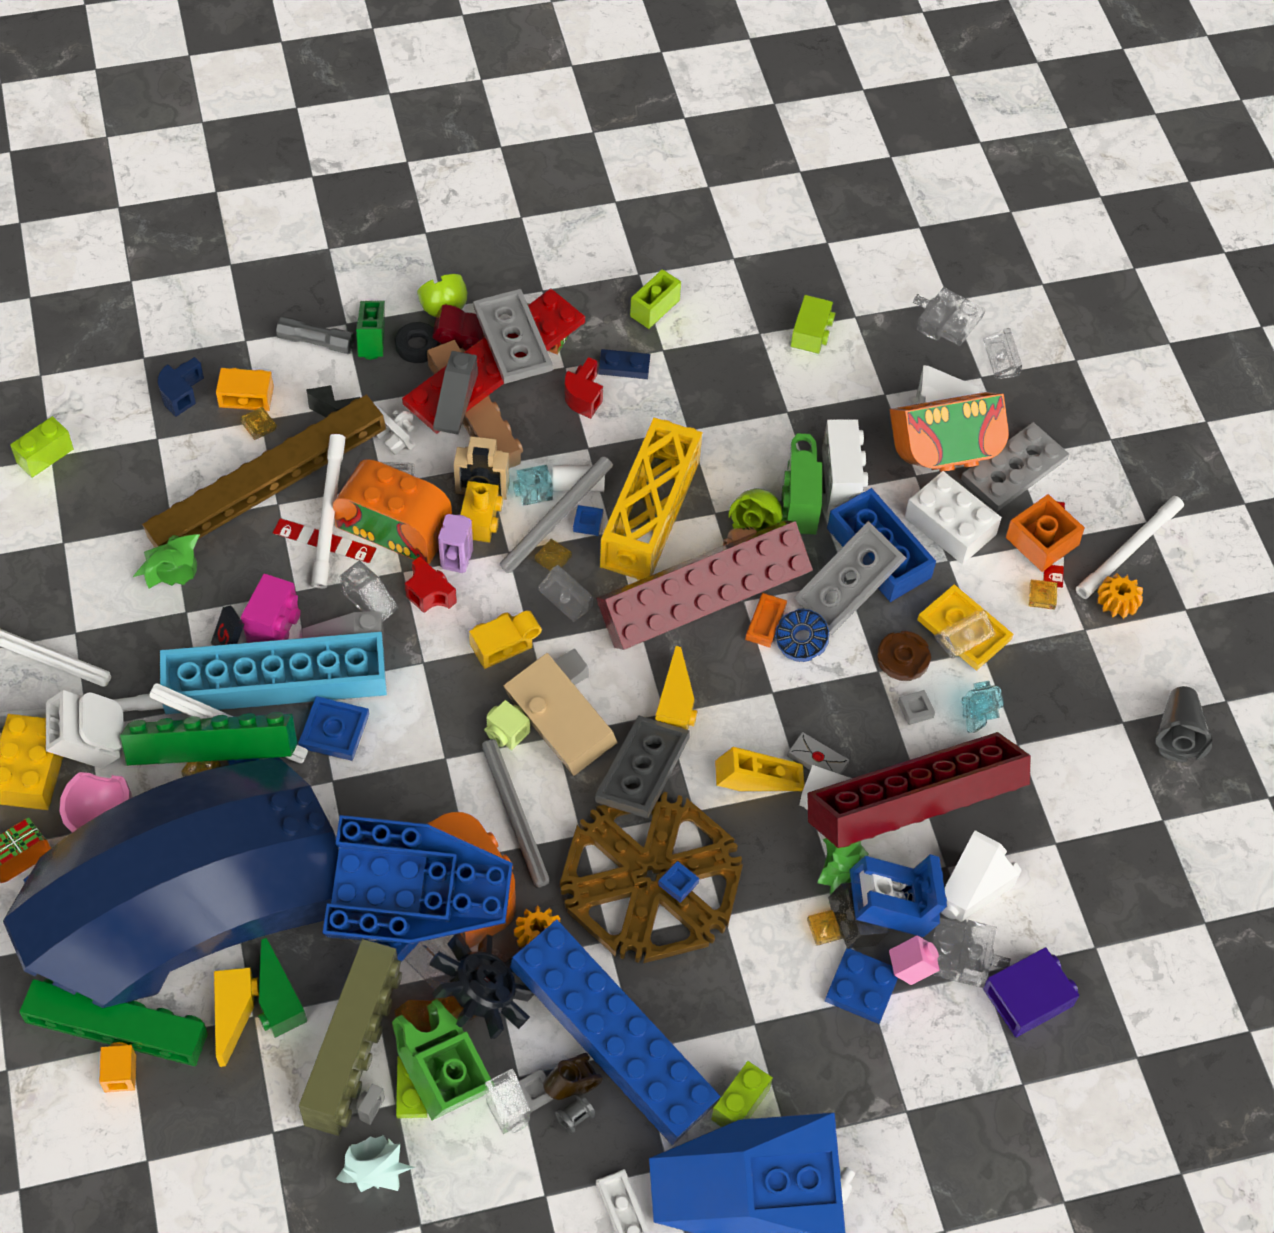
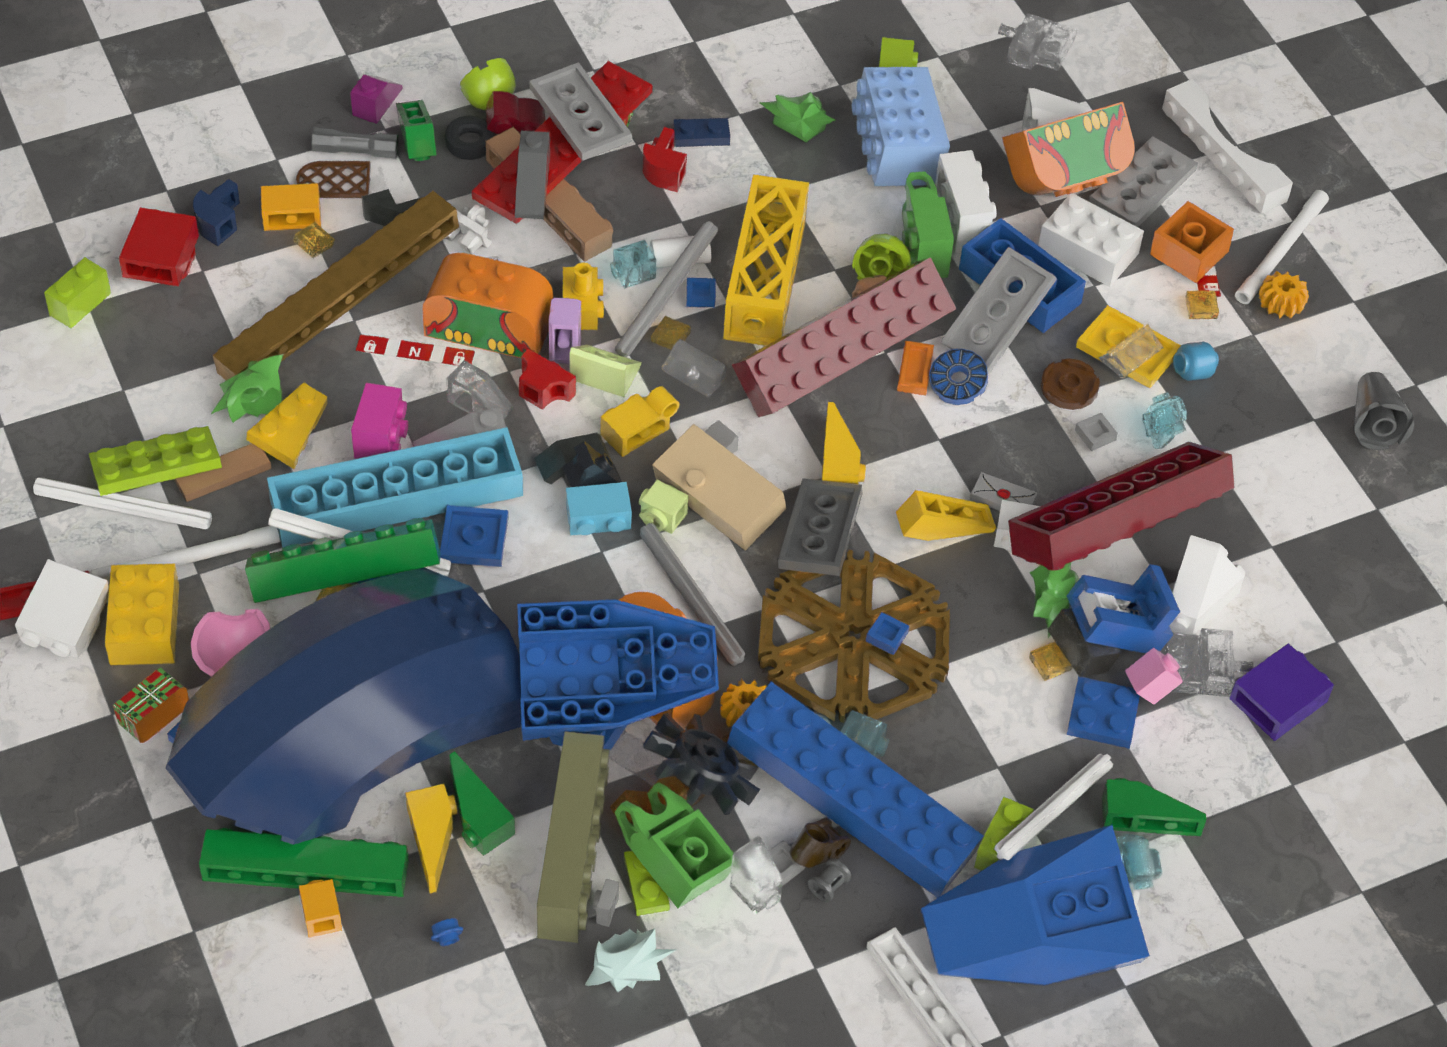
camera: 10 degrees left, 5 degrees down
(61, 626) = (154, 460): none -> lime plate
(84, 728) = (202, 567): white brick -> none
(121, 414) = (159, 247): none -> red brick
(129, 633) = (235, 467): none -> medium nougat tile
(194, 600) = (288, 426): none -> yellow wing
(223, 1109) = (446, 932): none -> blue plate
(228, 627) = (336, 445): black tile -> none
(298, 382) = (346, 179): none -> reddish brown window
(321, 562) = (419, 371): white piece -> none
(341, 292) = (373, 97): none -> magenta slope
(441, 661) = (561, 452): none -> pearl dark grey slope
(449, 718) = (598, 508): none -> medium azure brick
(450, 684) = (590, 468): none -> black brick
(481, 464) = (575, 245): piece -> none
(484, 581) = (603, 369): none -> yellowish green slope
(636, 978) = (867, 733): none -> clear light blue brick
(655, 299) = (721, 61): lime brick -> none
(713, 360) = (799, 115): none -> bright green hair
(791, 1077) = (1053, 807): none -> white axle
(800, 382) = (899, 124): none -> light blue brick
(858, 1140) = (1140, 861): none -> clear light blue head
(874, 1088) = (1143, 809): none -> green slope
(1003, 354) = (1105, 73): clear slope -> none
(1023, 650) = (1195, 361): none -> dark azure head
(1121, 479) = (1257, 180): none -> white arch

